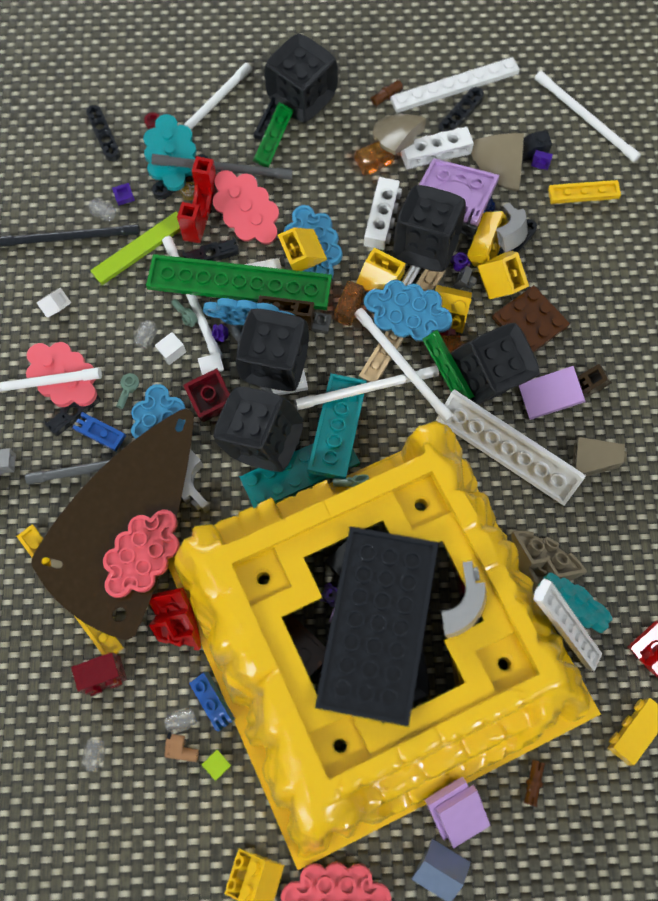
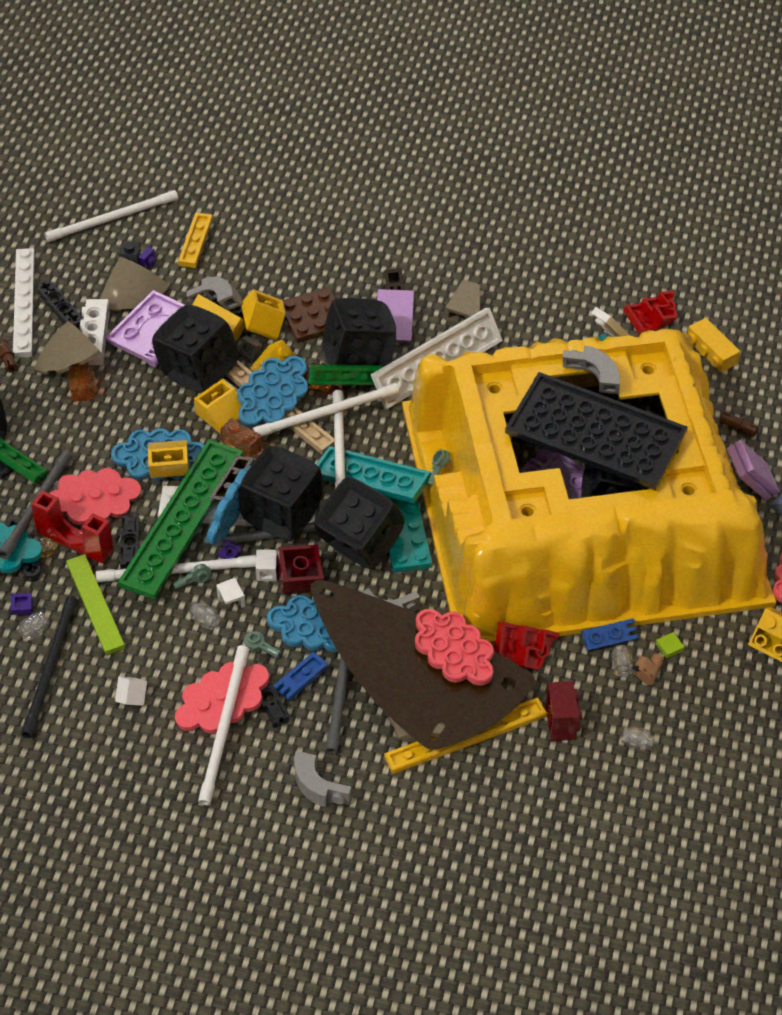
camera: 75 degrees left, 20 degrees down
(385, 189) = (149, 391): white brick -> none

